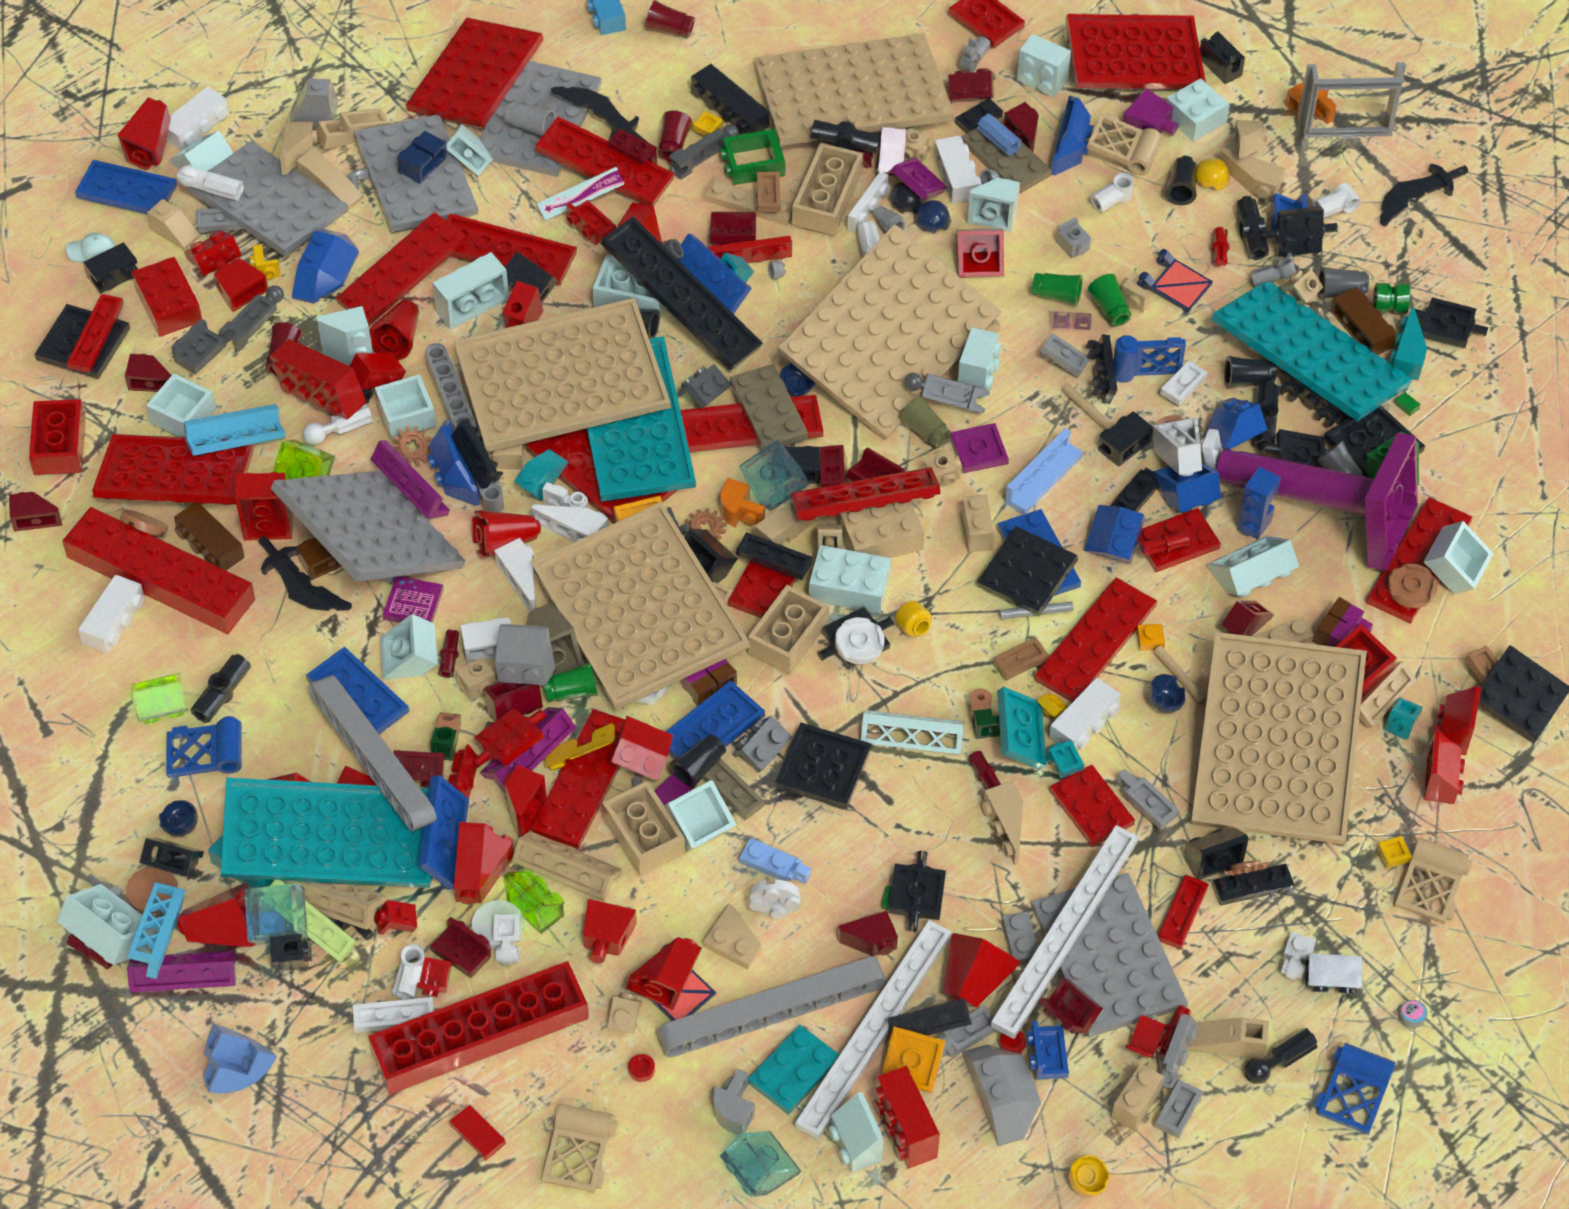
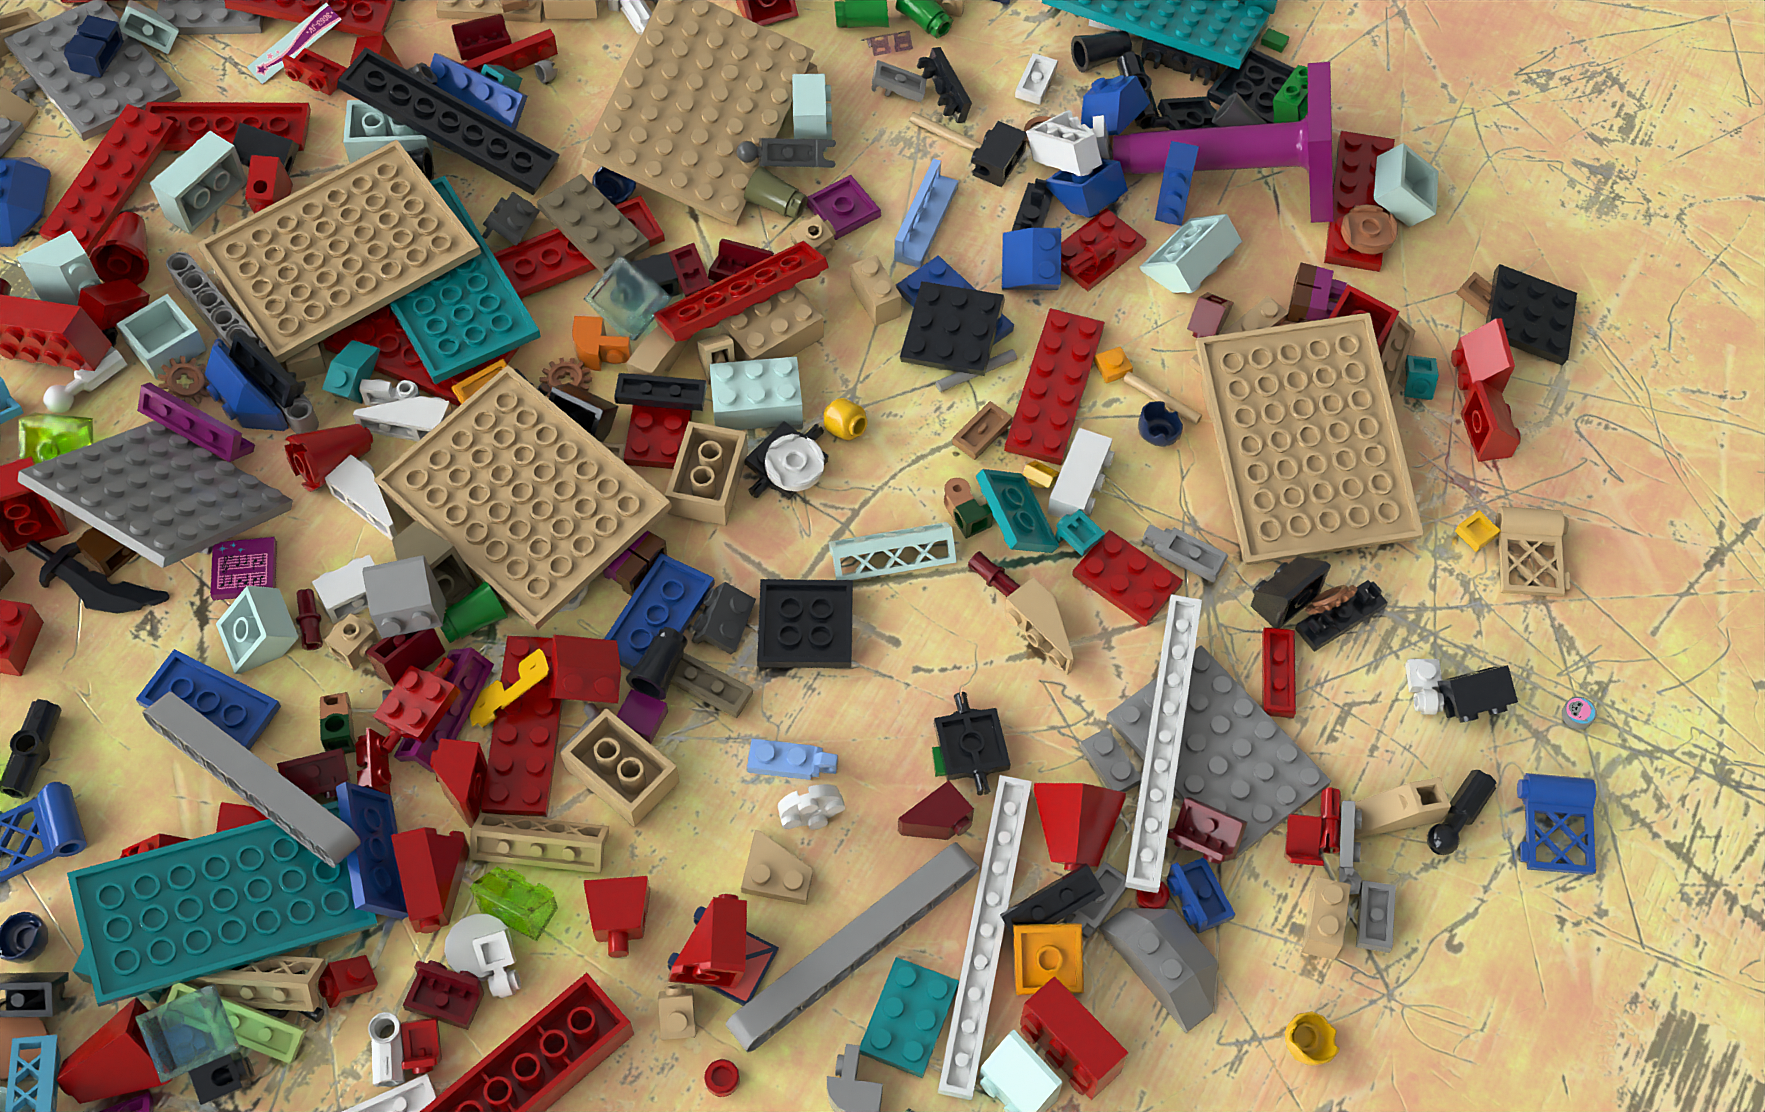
camera: 20 degrees left, 5 degrees up
(700, 815) = (685, 730): light aqua piece -> none
(1130, 357) = (972, 59): blue piece -> none

